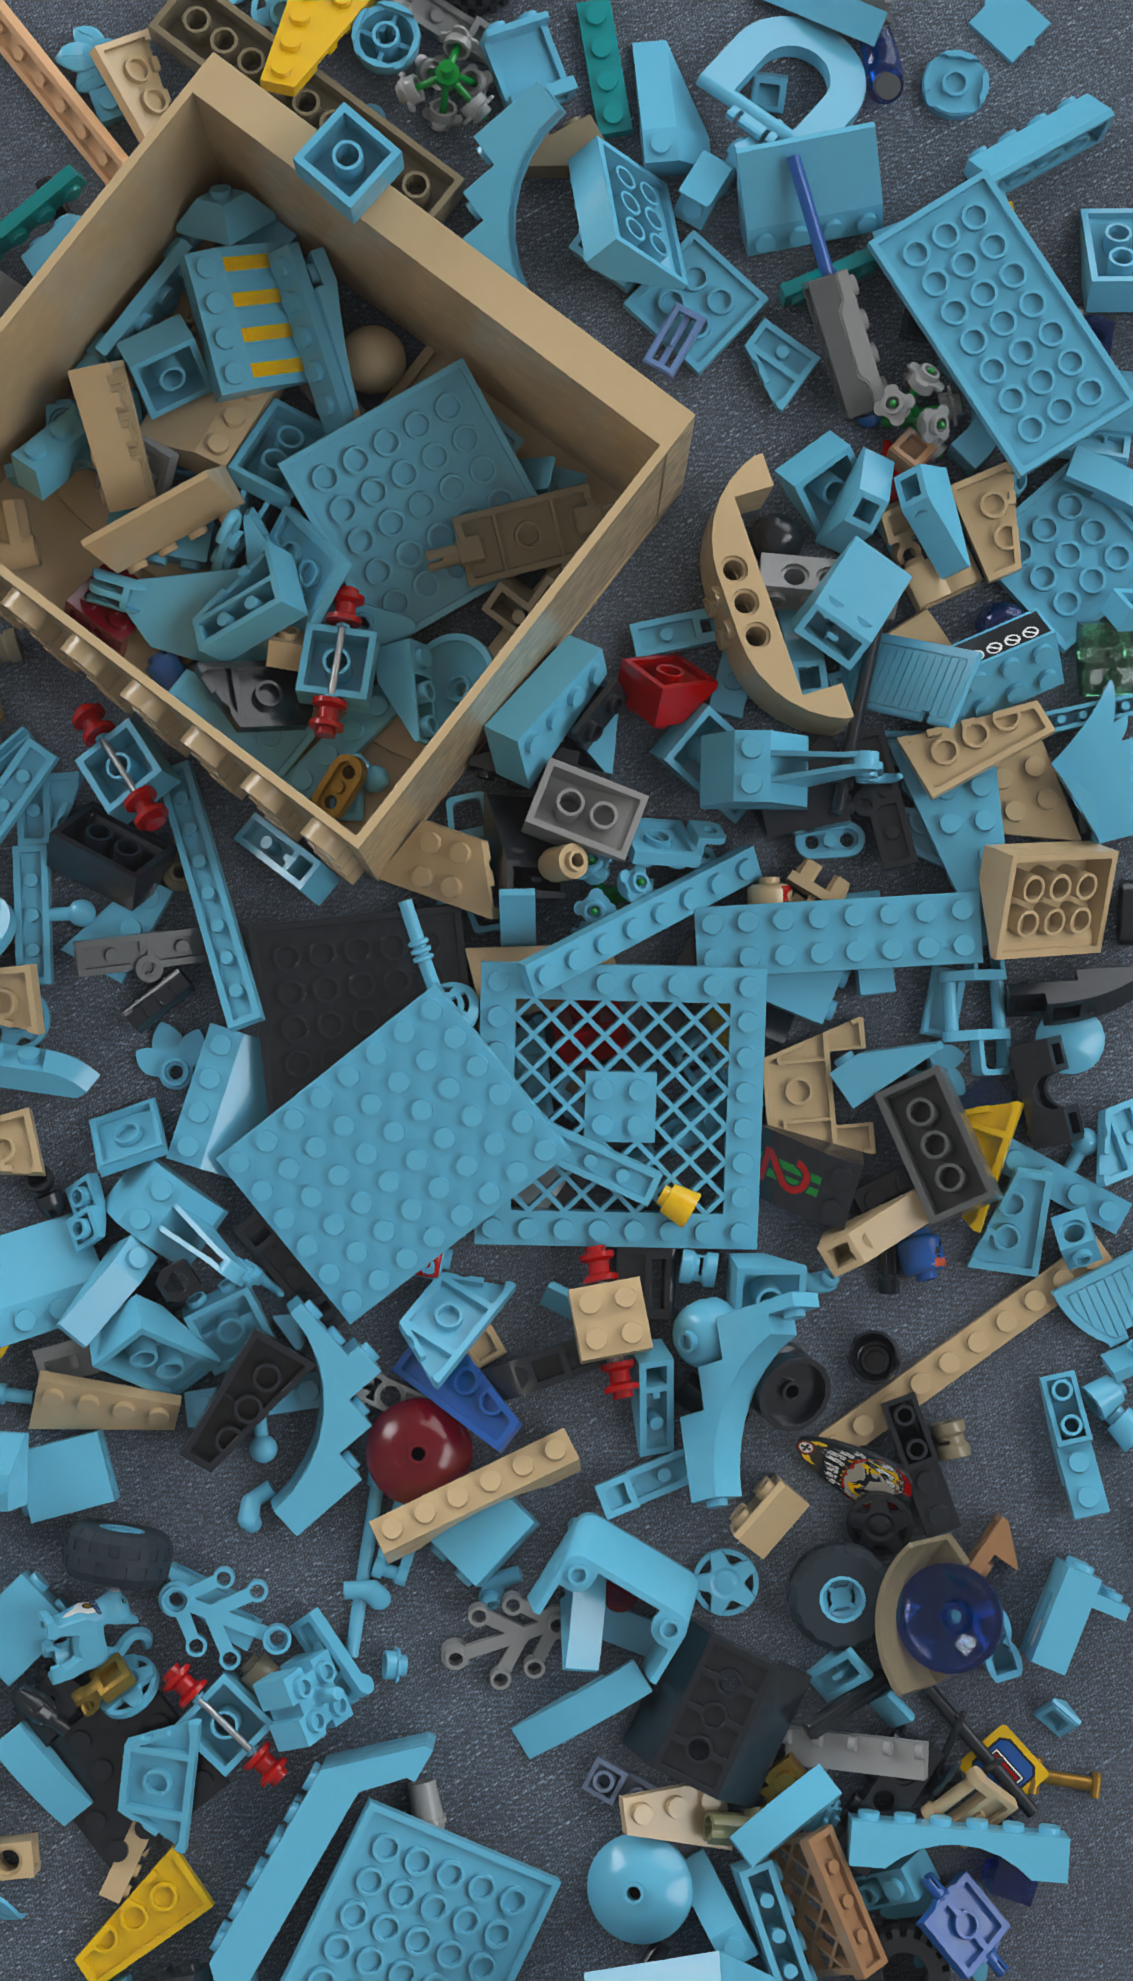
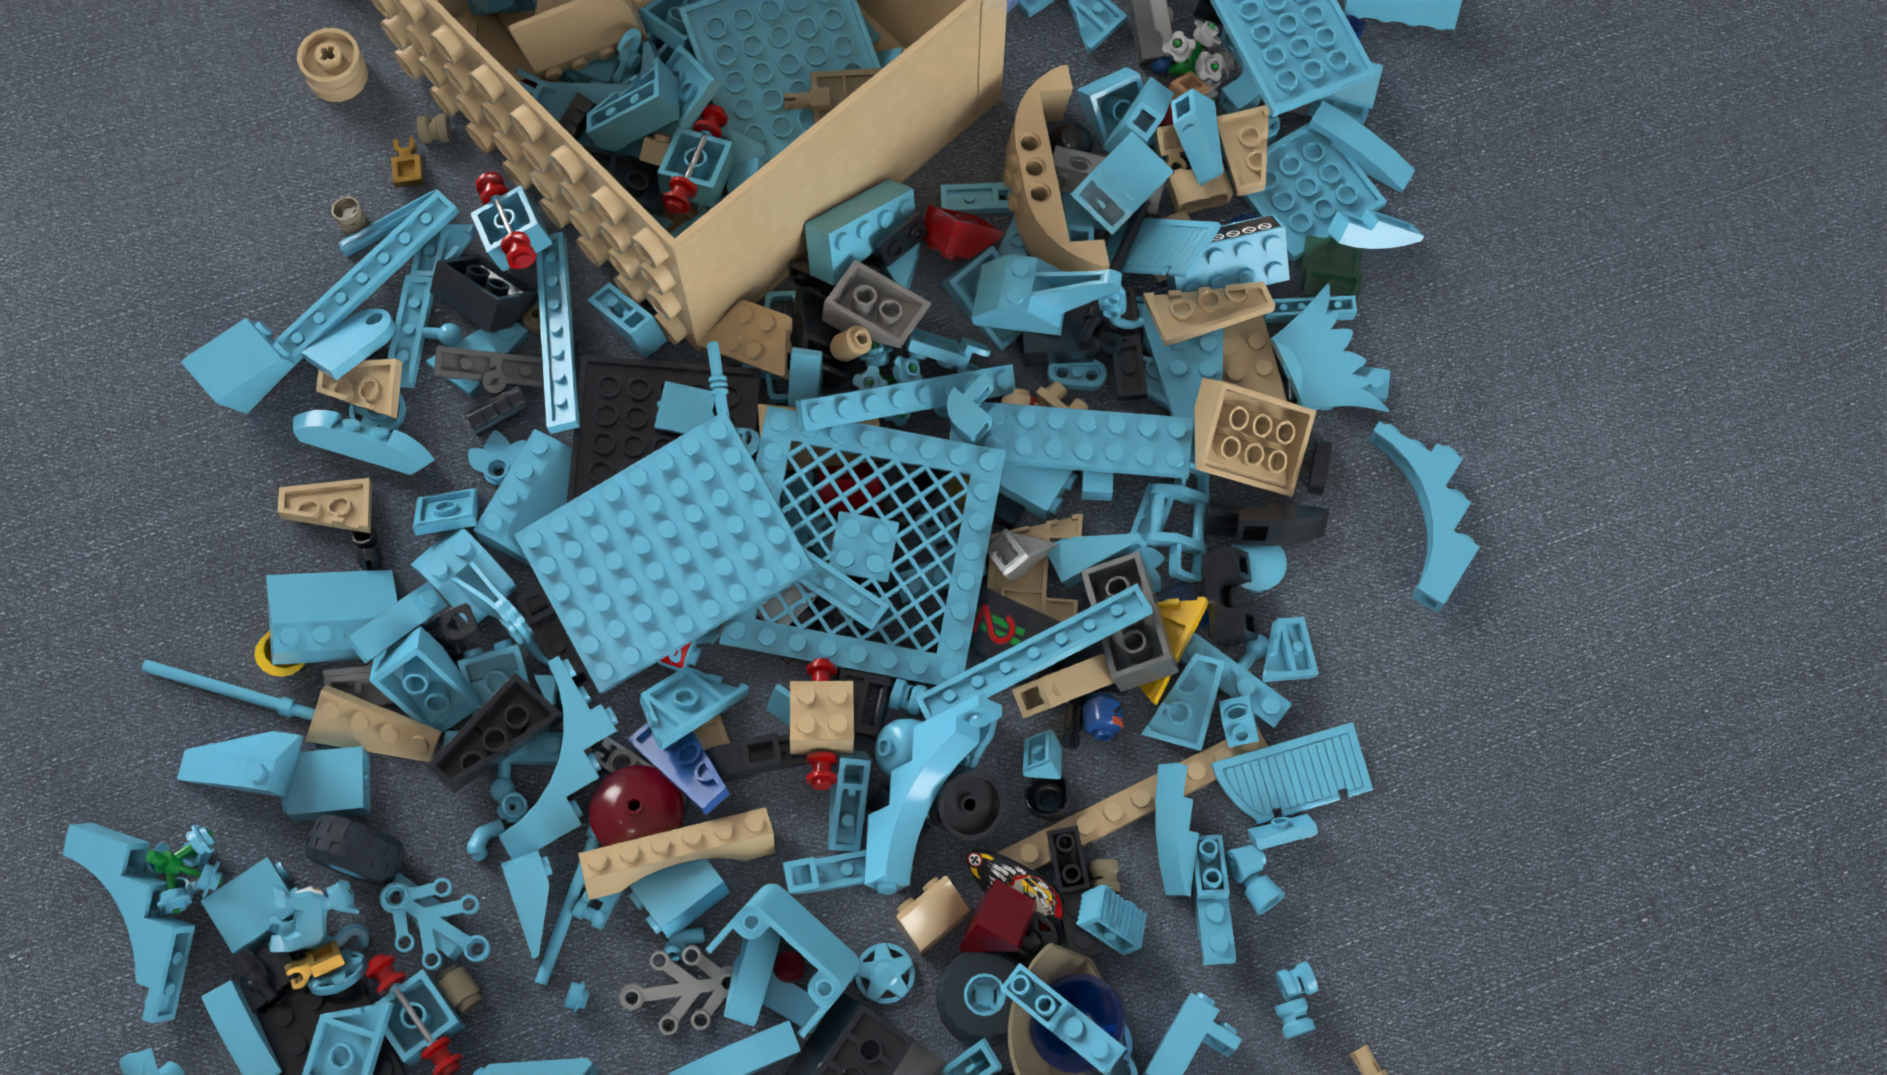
camera: 10 degrees right, 15 degrees down
(89, 1211) = (398, 565): medium azure slope -> none
(175, 631) = (575, 117): none -> black axle
(287, 1473) = (512, 799): none -> medium azure plate
(303, 1700) = (488, 1005): medium azure brick -> none
(315, 1634) = (522, 980): medium azure plate -> none
(322, 1567) = (529, 891): none -> medium azure slope
(370, 1591) = (569, 927): medium azure arm -> none
(382, 972) = (683, 408): none -> medium azure piece
(678, 1203) = (898, 633): yellow hat -> none
(712, 933) = (964, 413): none -> medium azure brick
(796, 1081) = (1017, 552): none -> light grey slope
(821, 1282) = (1011, 727): medium azure arm -> none
(839, 1213) = (1038, 652): none -> medium azure plate
(844, 1514) = (999, 920): none -> dark red slope
(862, 1315) = (1042, 756): none -> medium azure slope
(936, 1623) = (1063, 1019): none -> medium azure slope
(967, 1489) = (1112, 919): none -> medium azure brick
(994, 1541) = (1132, 976): medium nougat slope -> none
(1022, 1385) = (1174, 840): none -> medium azure slope

